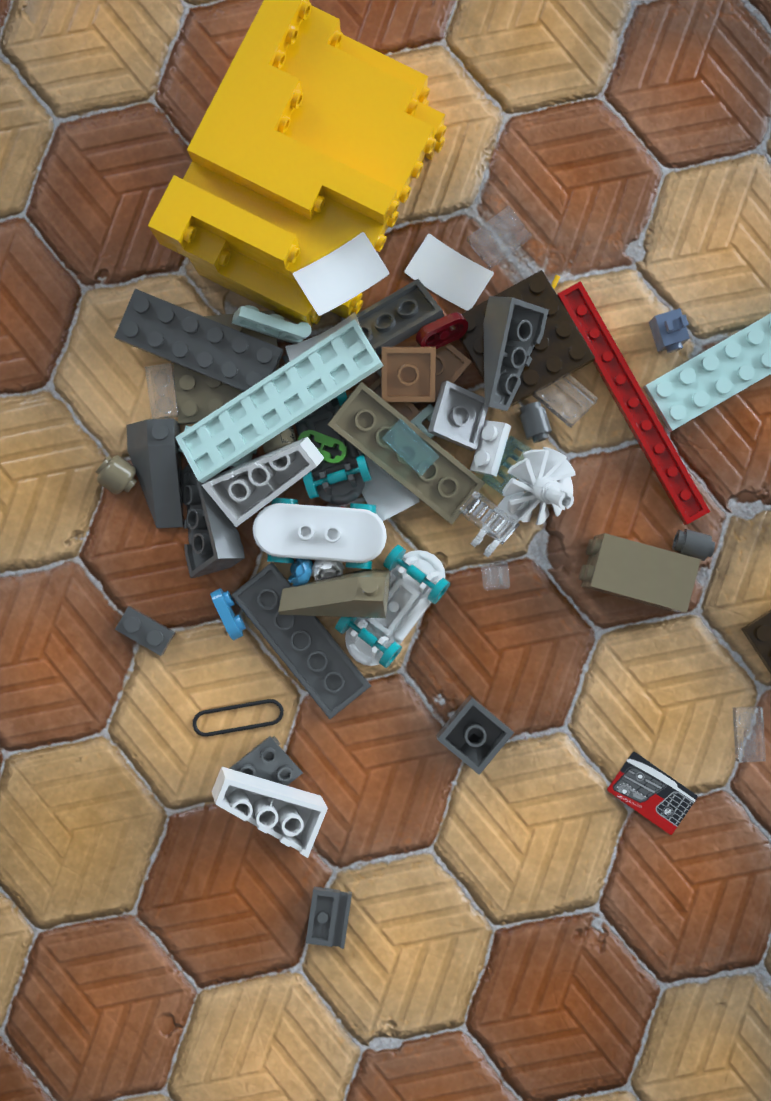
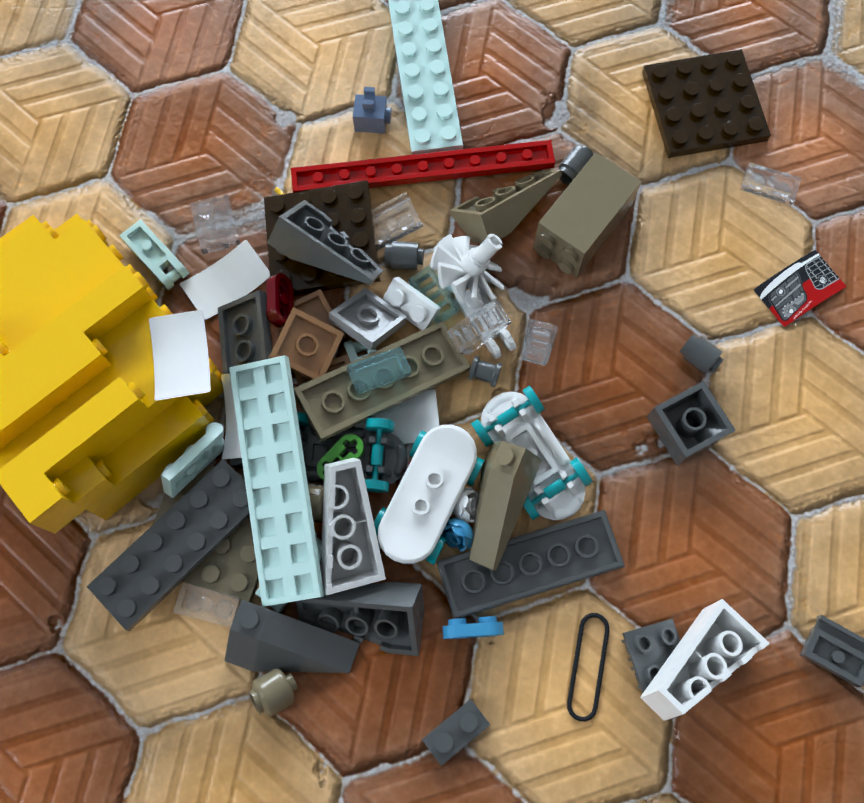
camera: 75 degrees left, 15 degrees down
(446, 196) = (153, 254): none -> light aqua plate
(453, 538) = (485, 371): none -> dark grey bush
(546, 724) = (702, 354): none -> dark grey brick
(613, 491) = (505, 208): none -> dark tan wedge

